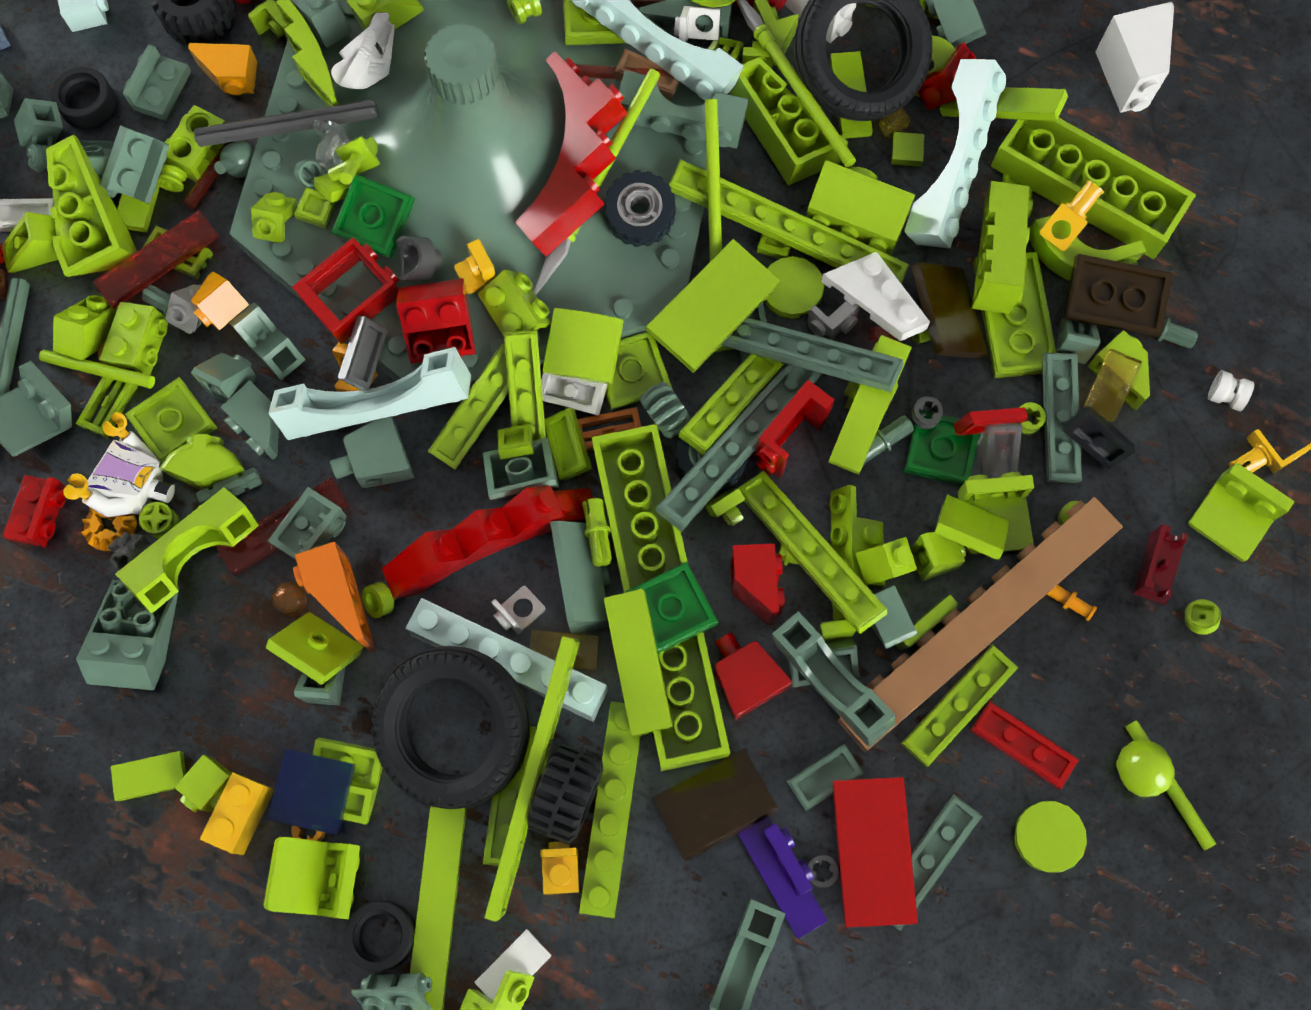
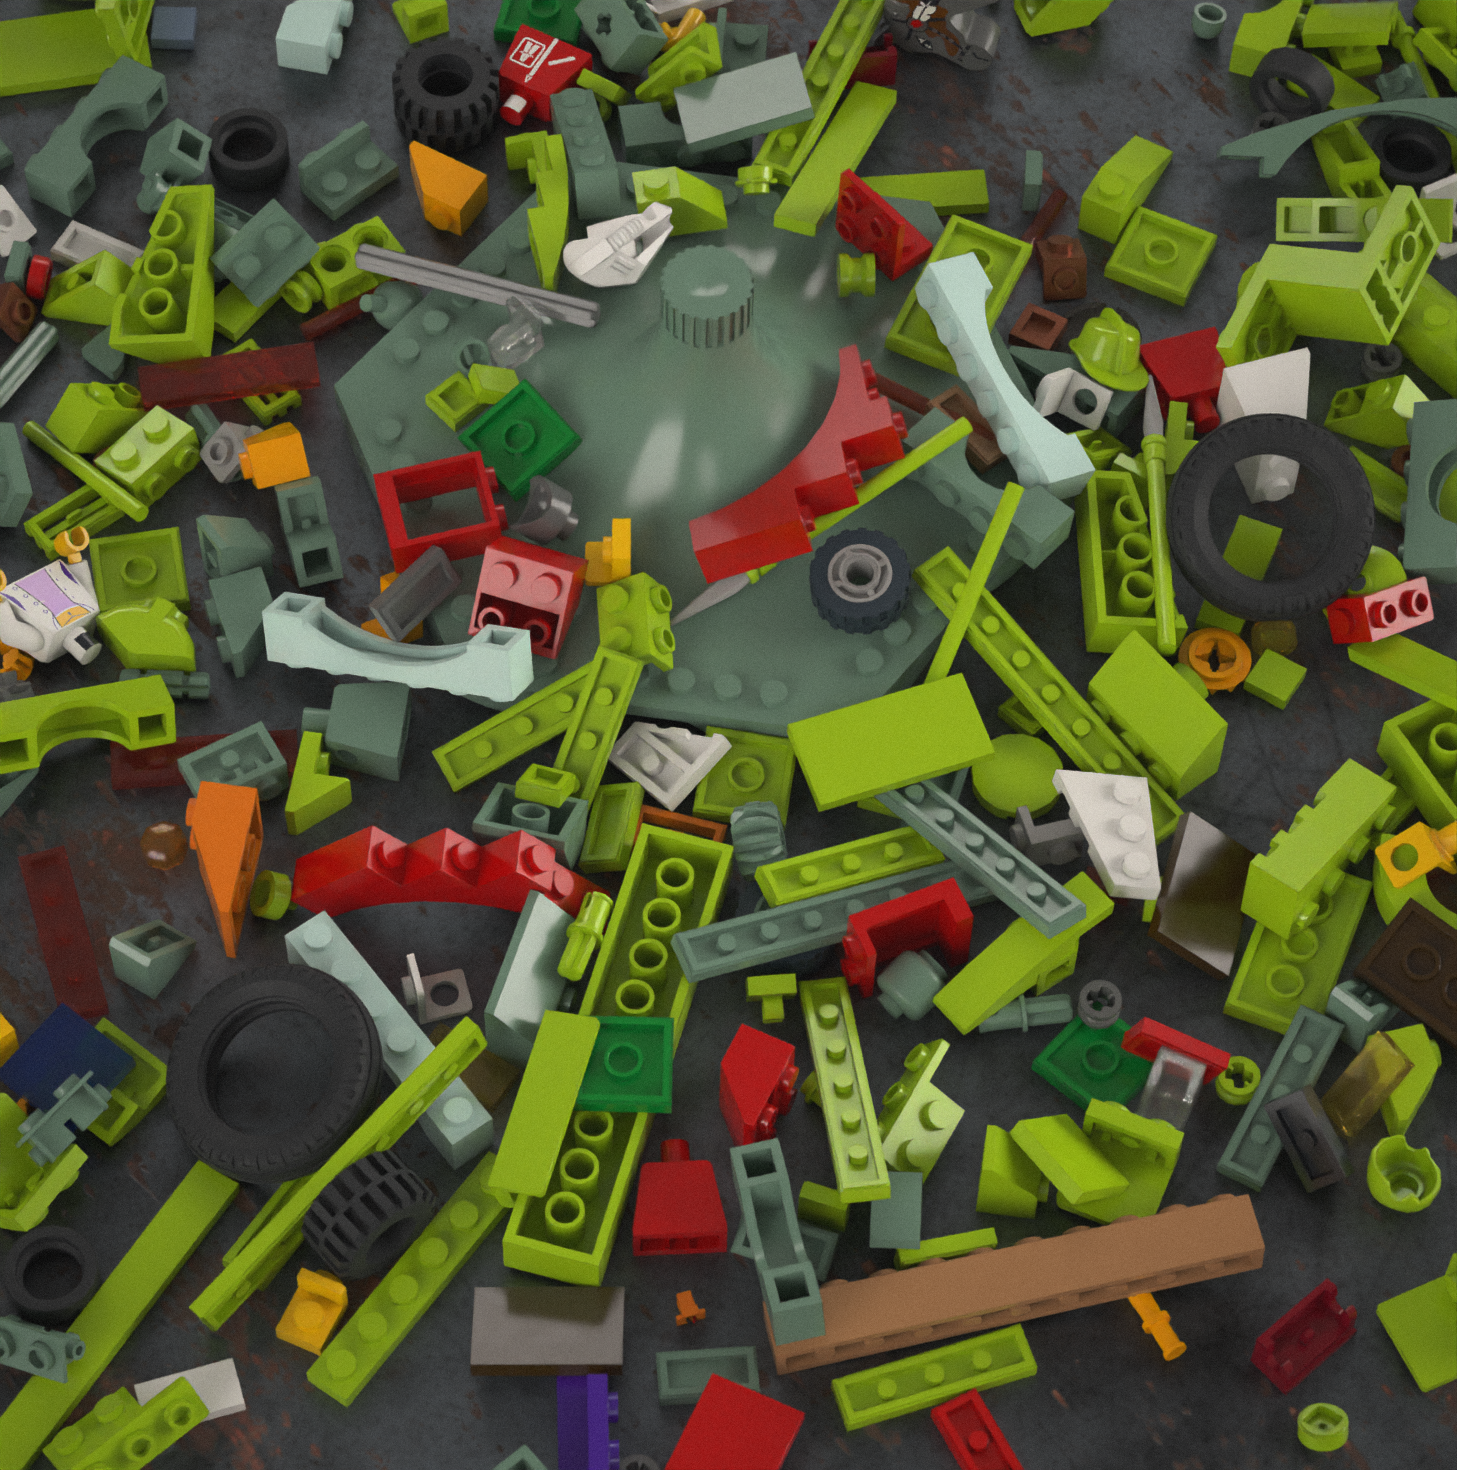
camera: 25 degrees right, 15 degrees down
(62, 283) = (103, 357): none -> sand green tile
(155, 514) = (57, 669): lime wheel -> none
(257, 693) = (63, 932): none -> clear red tile
(270, 216) = (394, 384): lime bracket -> none
(314, 647) = (163, 908): lime plate -> none
(324, 845) = (47, 1131): none -> sand green hinge
(357, 158) = (538, 362): lime arm -> none
(367, 518) = (312, 791): none -> lime slope
(583, 346) = (694, 711): lime slope -> none
(788, 739) = (688, 1309): none -> orange piece
(808, 456) = (910, 984): none -> sand green head
(872, 144) = (1230, 650): none -> light orange gear
(886, 561) = (939, 1147): lime slope -> none
(938, 211) = (1264, 765): light aqua arch -> none
(1161, 432) = (1402, 1175): none -> lime hair

